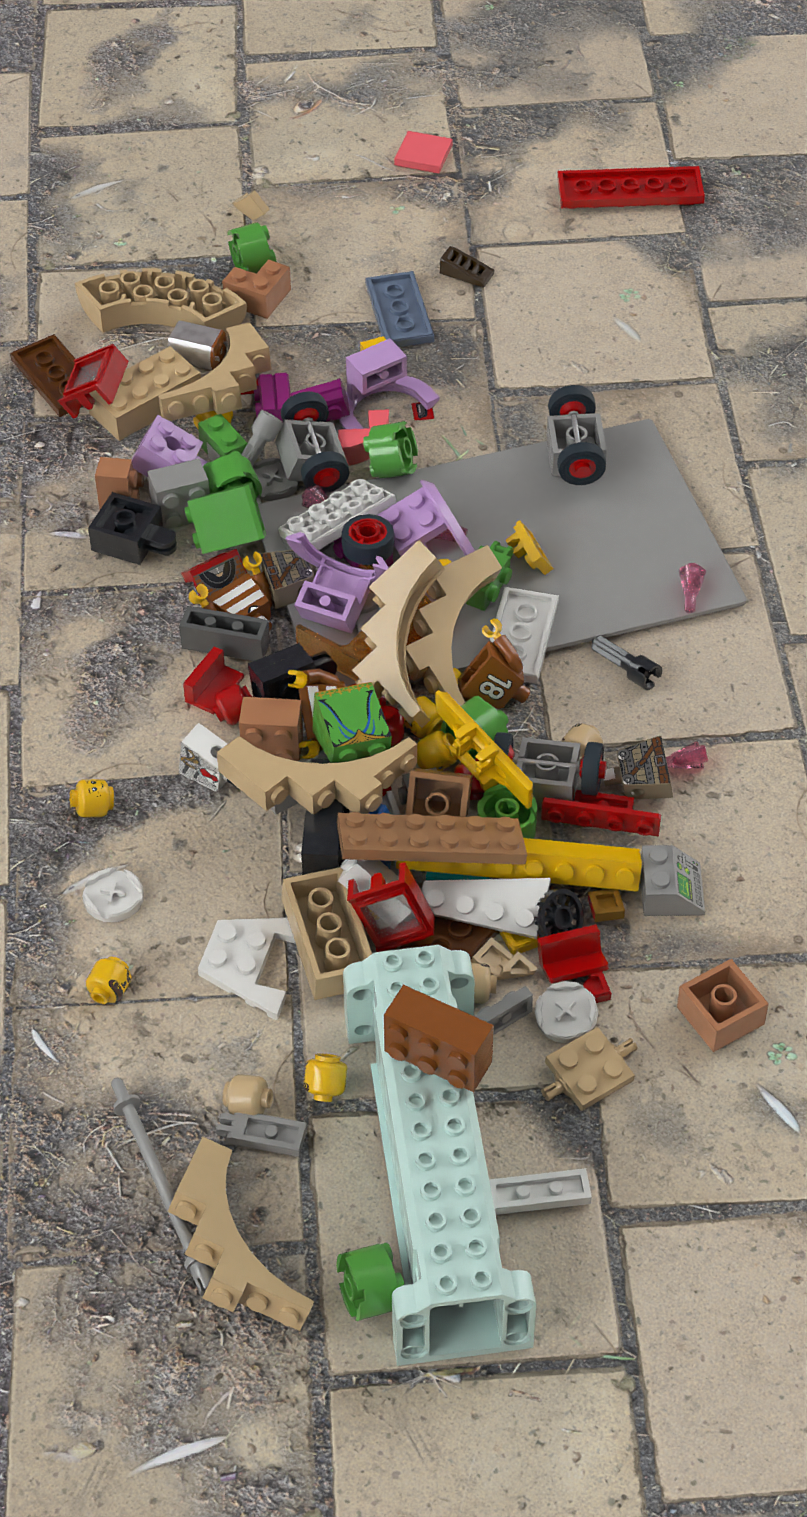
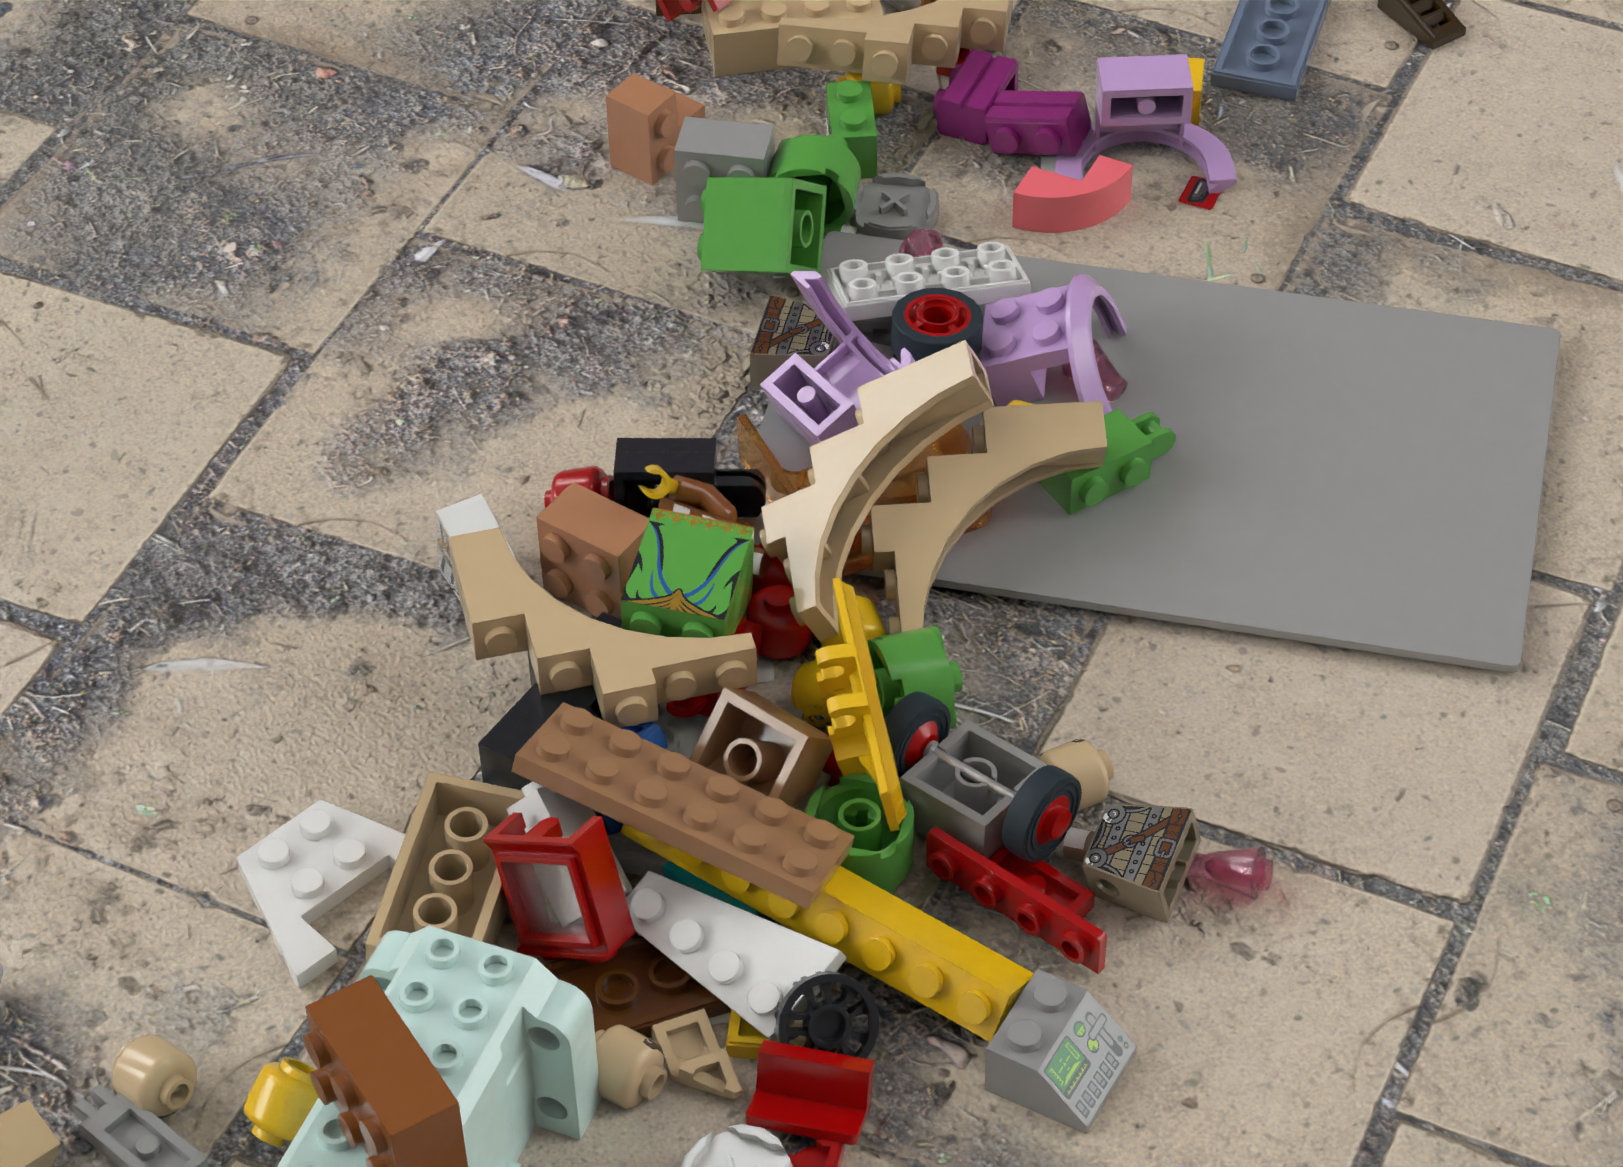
camera: 30 degrees right, 5 degrees down
(92, 798) = (277, 548): yellow head -> none
(108, 980) = (97, 816): yellow head -> none
(113, 895) = (206, 700): white tile -> none
(130, 529) = (620, 196): black brick -> none
(165, 446) = (750, 78): lavender brick -> none
(208, 679) = (572, 444): red panel -> none
(216, 571) = (704, 308): panel -> none
(235, 634) = (640, 389): dark grey brick -> none
(244, 596) = (698, 363): torso -> none
(264, 430) = (908, 124): light grey piece -> none
(310, 444) = (972, 167): brick -> none
(391, 450) = (1088, 222): bright green brick -> none
(494, 672) = (997, 606): dark orange torso -> none
(508, 1010) = (615, 1136): light grey hinge -> none
(527, 624) = (1096, 571): white tile -> none
(528, 544) = (1204, 446): yellow plate -> none
(575, 436) = (1395, 304): brick -> none
(606, 905) = (925, 1042): pearl gold plate -> none
(637, 668) = (1252, 696): black piece -> none
(691, 578) = (1439, 594): clear pink cone -> none

